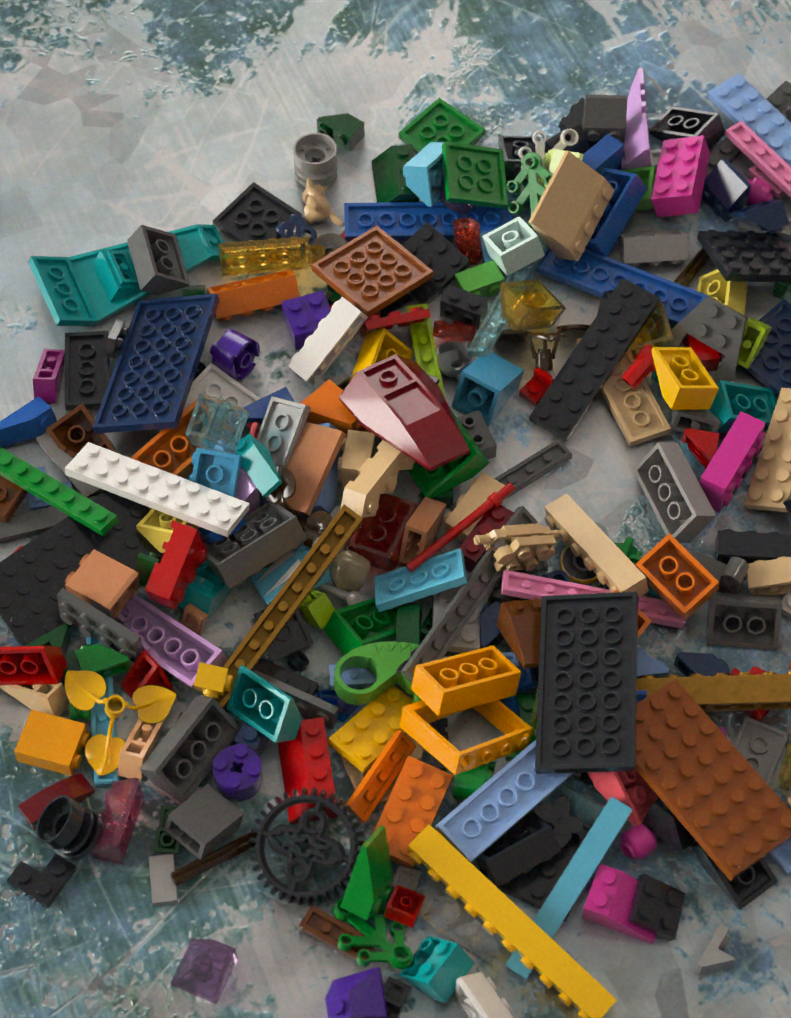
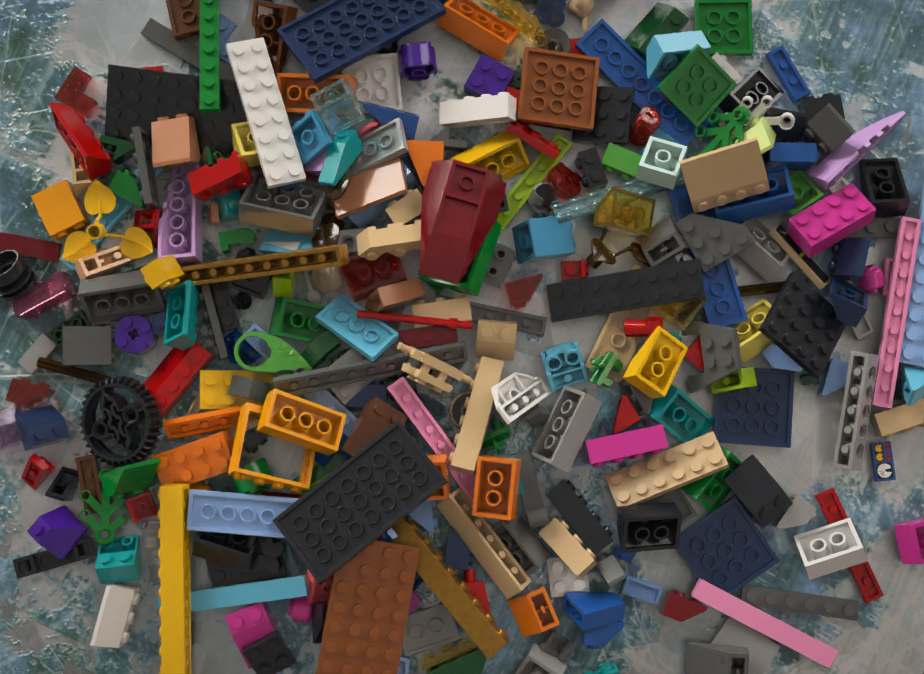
camera: 50 degrees right, 25 degrees up
(192, 916) = (27, 393): none -> clear red slope
(235, 618) = (235, 238): none -> green leg
(242, 925) = (41, 427): none -> dark blue slope
(276, 972) = (36, 471): none -> red slope
(315, 960) = (64, 485): none -> black slope
(384, 711) = (249, 388): none -> dark grey slope
(516, 437) = (522, 290): none -> clear red slope
(525, 122) = (787, 74): none -> blue tile
(539, 486) = (496, 339): none -> tan slope
(581, 301) = (663, 242): none -> dark grey slope
(609, 508) = (518, 394): none -> white wedge
(612, 261) = (713, 238): none -> dark grey plate
(615, 457) = (564, 365): none -> medium azure slope
(640, 511) = (537, 415): none -> dark grey piece
(646, 425) = (602, 367): none -> green hips
(685, 224) = (806, 264): none -> tile
(720, 639) = (484, 544): none -> tan brick
(764, 296) = (779, 359): none -> medium blue slope

